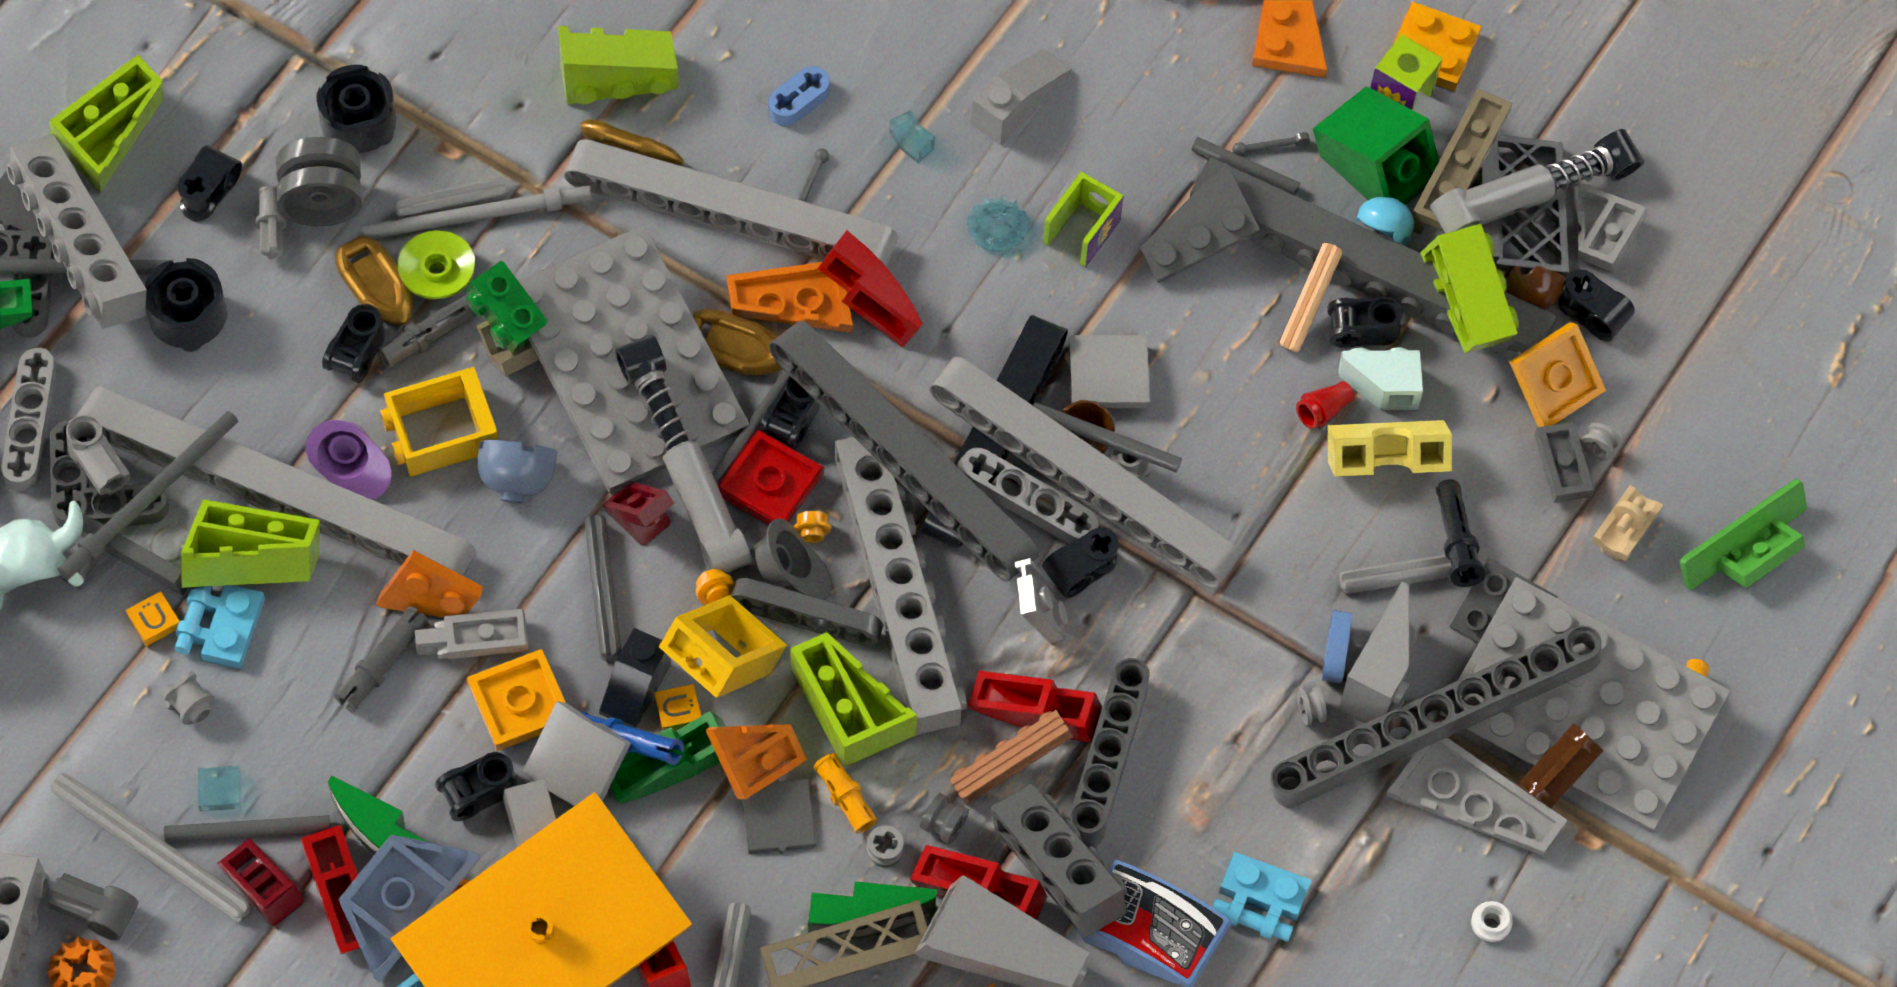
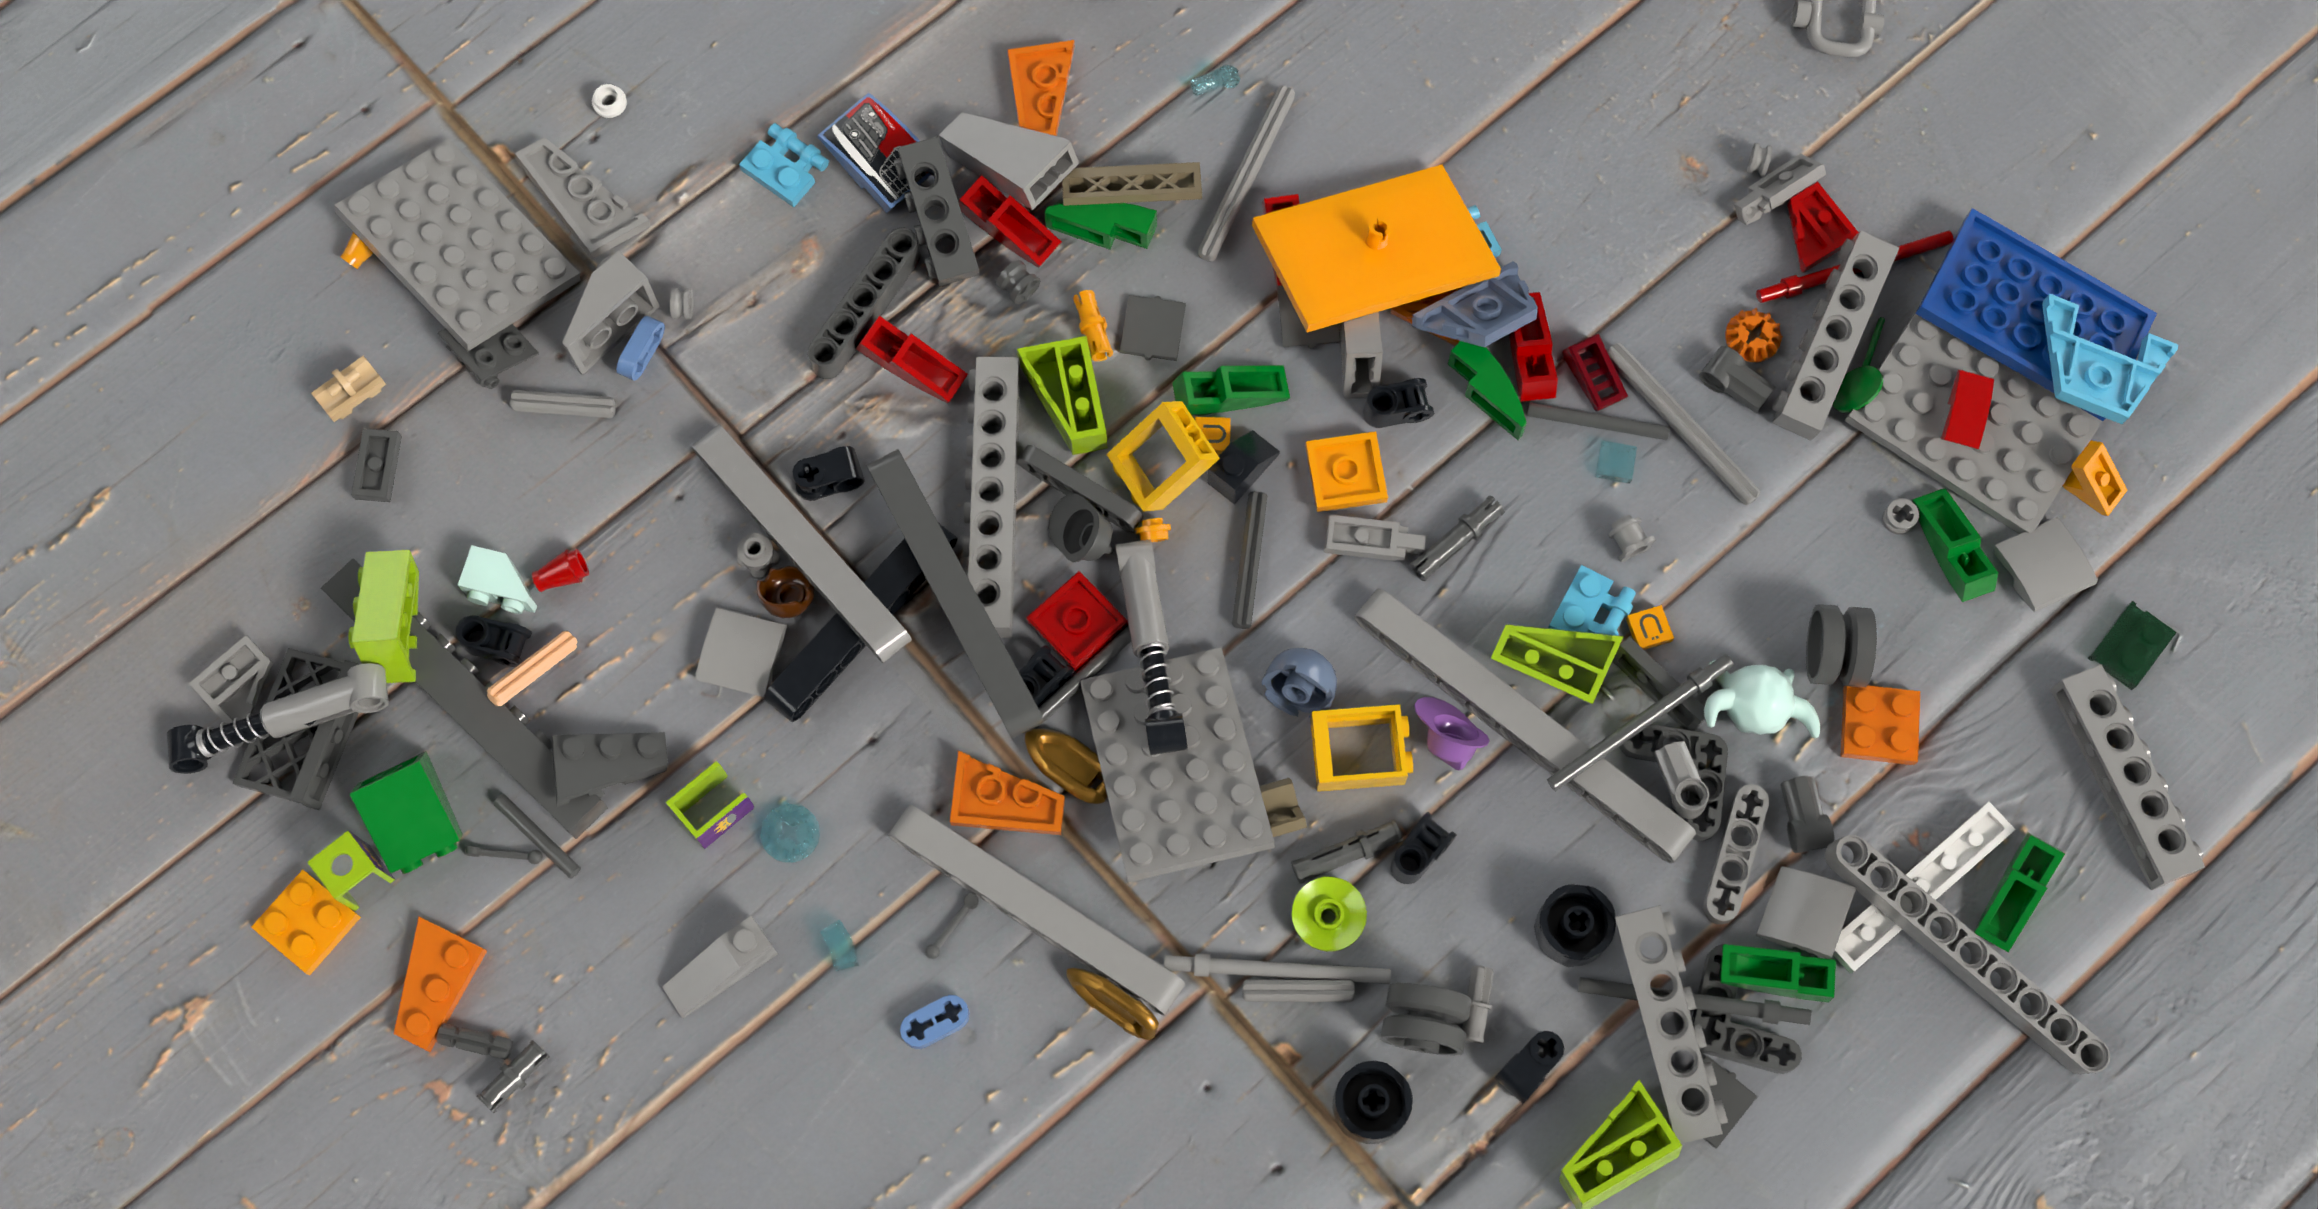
camera: 160 degrees left, 10 degrees up
(375, 279) = (1390, 917): pearl gold piece -> none
(429, 589) = (1410, 582): orange wing -> none
(505, 306) = (1279, 811): green bracket -> none
(575, 755) = (1312, 395): light grey slope -> none
(616, 65) = (1102, 1090): lime wedge -> none
(640, 511) = (1200, 617): dark red slope -> none
(644, 742) = (1273, 411): blue pin -> none
(755, 754) = (1158, 364): orange wing -> none
(812, 526) = (1051, 568): light orange plate -> none
(871, 289) = (932, 778): red slope -> none
(890, 856) = (1073, 267): light grey bush -> none
(1010, 757) = (947, 312): nougat piece -> none
(1030, 490) = (856, 536): light grey beam -> none
(1038, 601) = (877, 431): light grey plate -> none
(1113, 439) = (769, 565): dark grey bar -> none
(1388, 217) = (431, 727): medium azure hair -> none
(1416, 444) = (493, 504): light yellow arch -> none
(1448, 700) = (568, 239): dark grey beam -> none
(1461, 545) = (499, 398): black pin -> none
(1463, 153) = (337, 768): dark tan fence -> none
(1539, 287) = (327, 624): reddish brown hair -> none
(1557, 375) = (346, 535): light orange plate -> none
(1561, 766) = (497, 191): reddish brown hinge -> none
(1597, 306) = (279, 602): black piece -> none
(1600, 441) = (336, 475): light grey bush -> none
(1752, 542) = (248, 345): bright green bracket -> none

